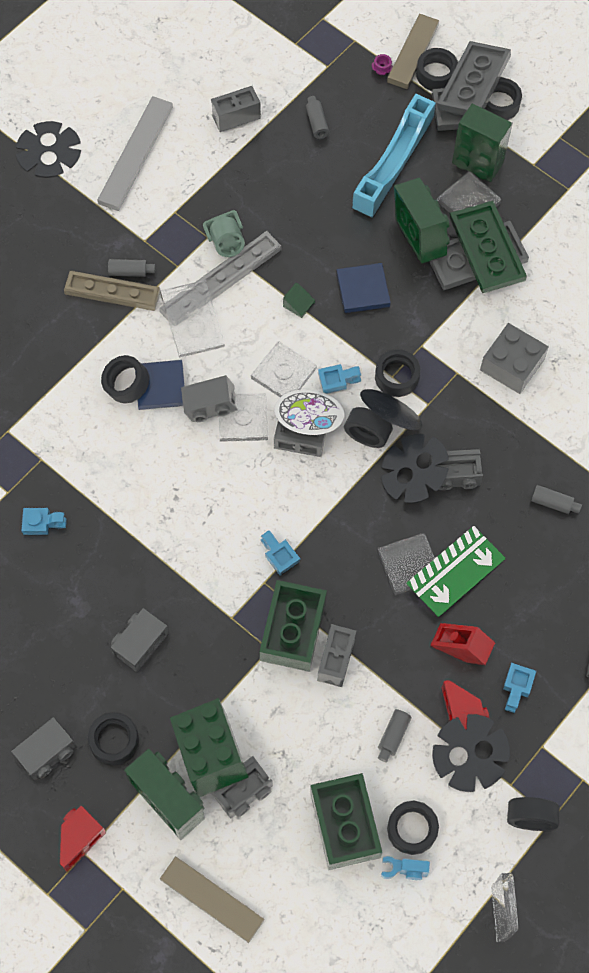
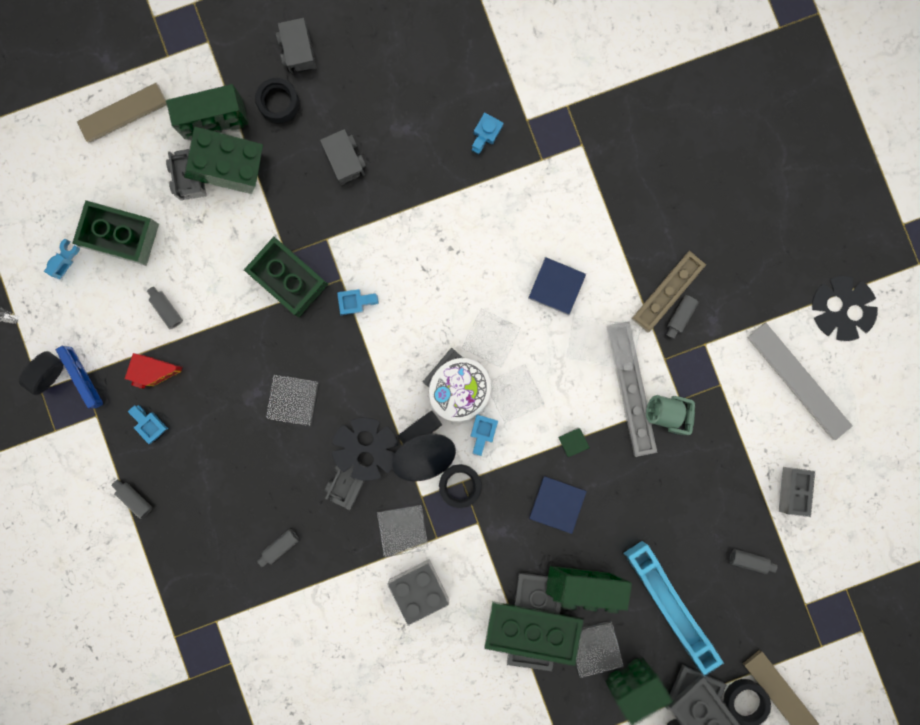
camera: 115 degrees right, 20 degrees up
(78, 836) = (218, 40): red slope -> none
(114, 368) = (581, 244): black tyre -> none
(209, 399) = (517, 314): dark grey hinge -> none
(336, 655) = (243, 297): dark grey hinge -> none
(382, 64) = (784, 657): magenta plate -> none
(424, 810) = (71, 277): black tyre -> none
(455, 571) = (264, 432): green sticker -> none
(463, 642) = (202, 401): red slope -> none
(469, 403) = (402, 530): none -> clear tile
(485, 769) = (125, 368): black piece -> none
(513, 778) = (79, 376): none -> blue tile

